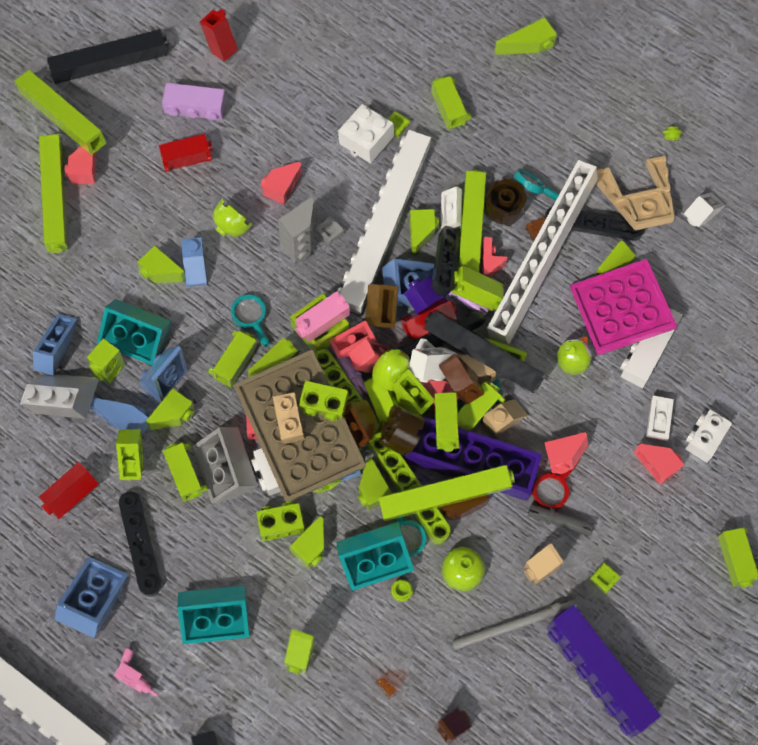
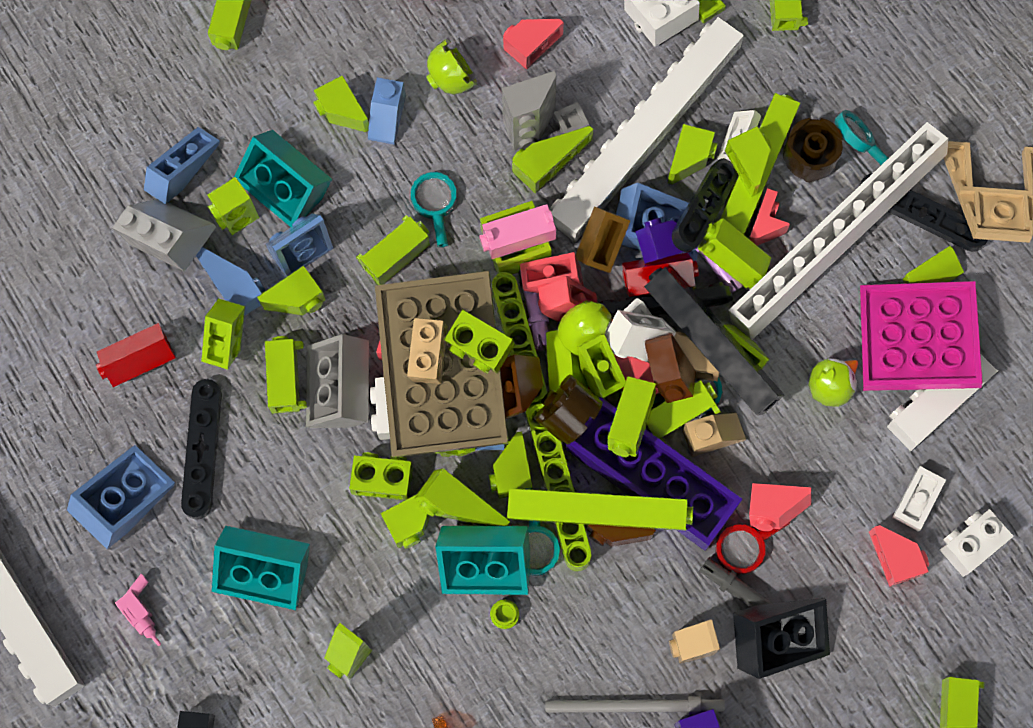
camera: 25 degrees right, 5 degrees up
(279, 353) = (449, 263): lime brick -> none
(322, 260) = (547, 157): none -> lime slope
(337, 519) = (451, 499): none -> lime slope
(463, 569) = (592, 612): lime cylinder -> none
(465, 219) = (749, 157): none -> lime slope
(534, 227) = (839, 194): clear orange tile -> none
(599, 541) = (780, 636): none -> black slope
(605, 578) = (773, 687): lime tile -> none

